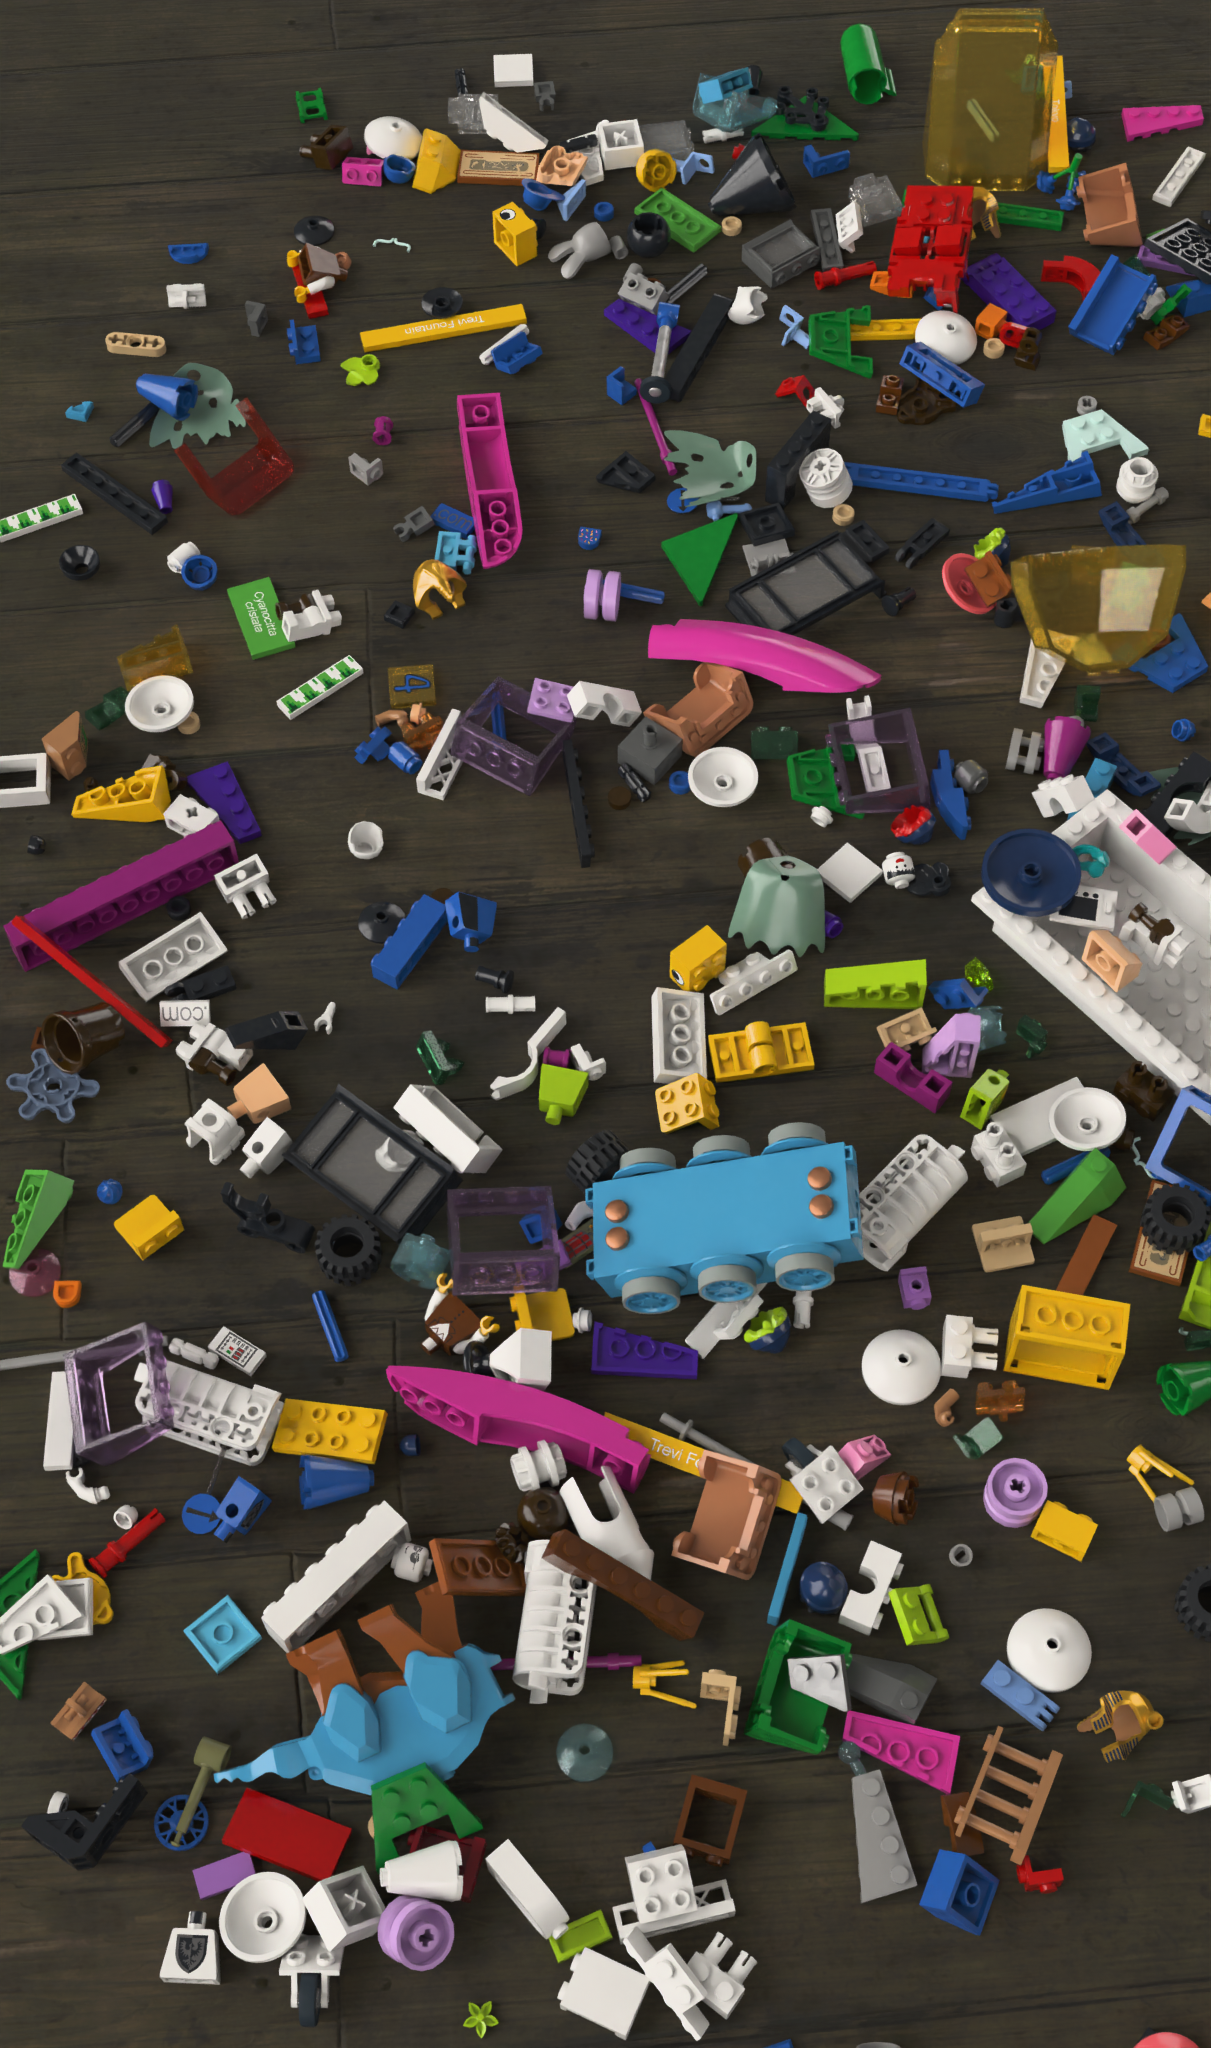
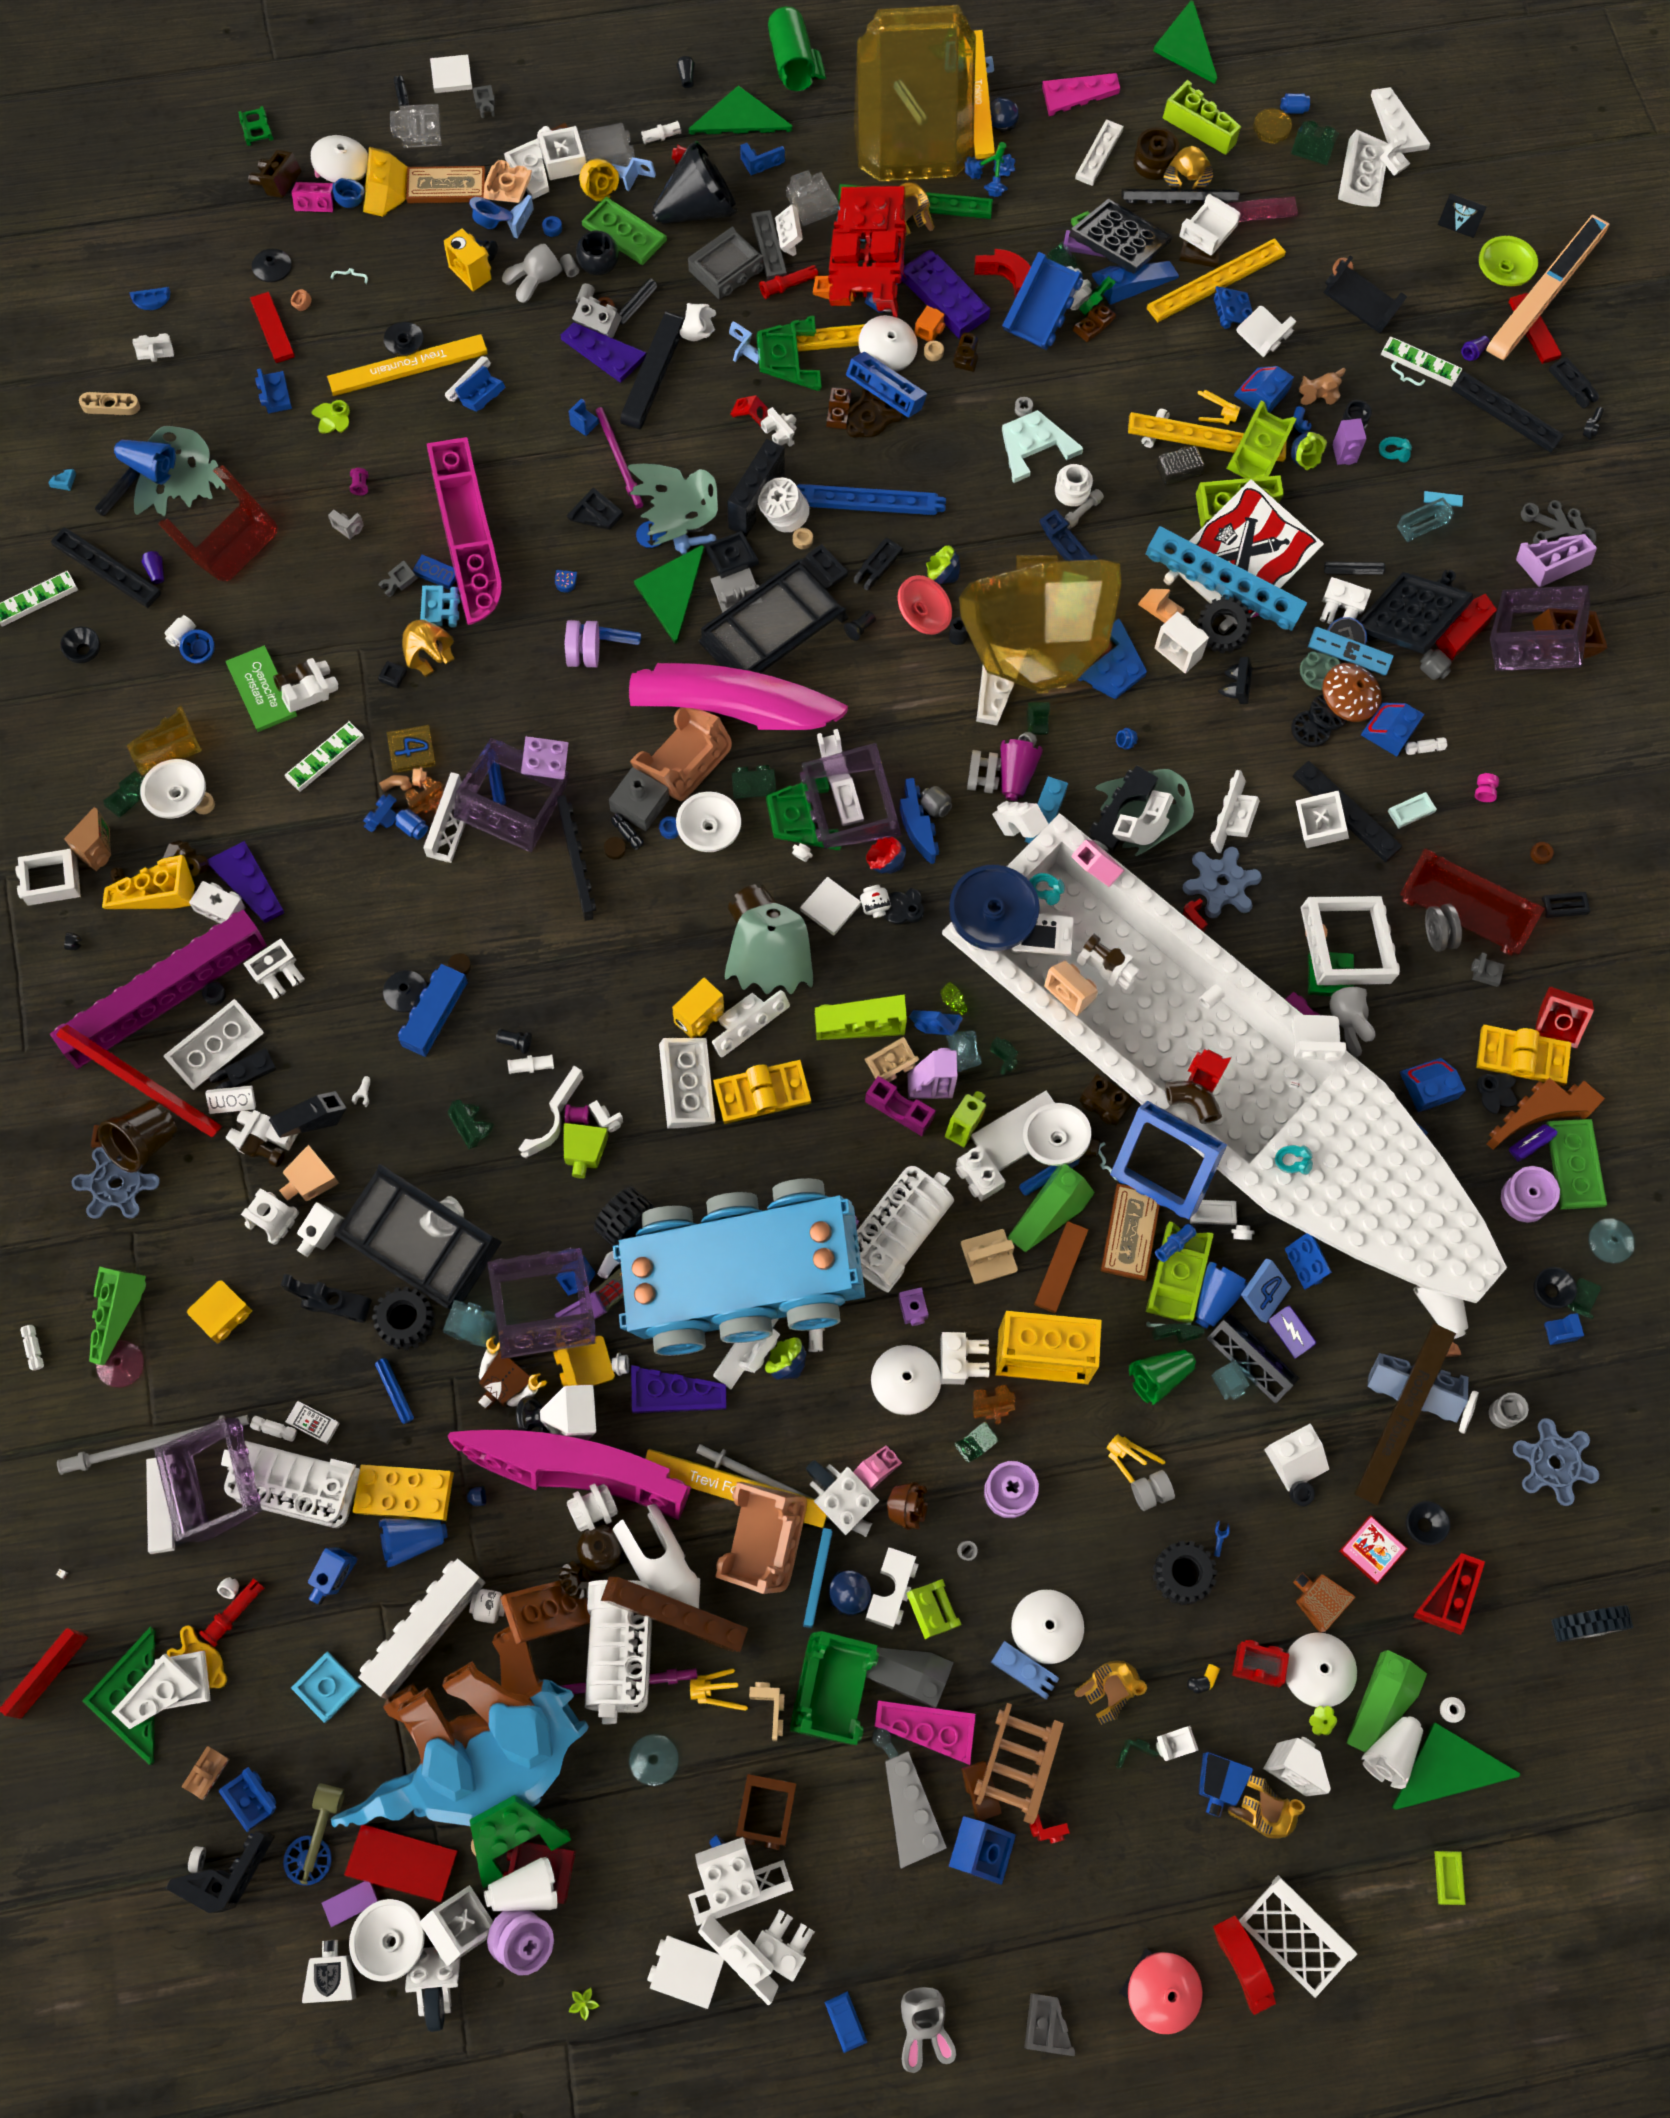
camera: 10 degrees left, 10 degrees up
(67, 1293) = (151, 1381): orange tile -> none
(91, 1494) = (194, 1571): white piece -> none
(109, 1191) = (179, 1280): blue plate -> none
(200, 1509) = (296, 1573): blue piece -> none
(256, 317) = (225, 366): dark grey bracket -> none
(317, 268) = (279, 312): reddish brown torso -> none
(365, 840) = (382, 912): white hair -> none
(447, 1129) = (482, 1195): white piece -> none
(470, 919) = (486, 985): blue torso -> none
(509, 128) = (451, 142): white wedge -> none
(527, 1891) = (614, 1893): white window -> none
(579, 143) = (522, 154): black axle -> none
(582, 1933) = (662, 1923): lime tile -> none
(590, 699) = (580, 755): white arch -> none
(656, 388) = (616, 419): piece -> none
(686, 1103) = (699, 1148): yellow bracket -> none
(723, 85) = (659, 85): dark azure brick -> none
(731, 226) = (676, 234): tan tile -> none
(735, 111) = (659, 102): clear light blue windscreen -> none
(817, 121) = (751, 114): black plant -> none
(821, 1678) = (853, 1677): wing -> none
(832, 925) = (818, 959): dark purple cone -> none
(942, 1408) = (944, 1415): medium nougat arm -> none
(989, 579) = (941, 600): dark orange bracket -> none
(1012, 339) = (952, 340): red plate -> none
(1064, 1530) = (1055, 1519): yellow brick -> none
(1070, 483) = (1007, 492): blue wedge -> none
(1110, 208) = (1036, 194): nougat windscreen -> none
(1126, 774) = (1078, 789): dark blue slope -> none
(1180, 1201) = (1138, 1204): black tyre -> none

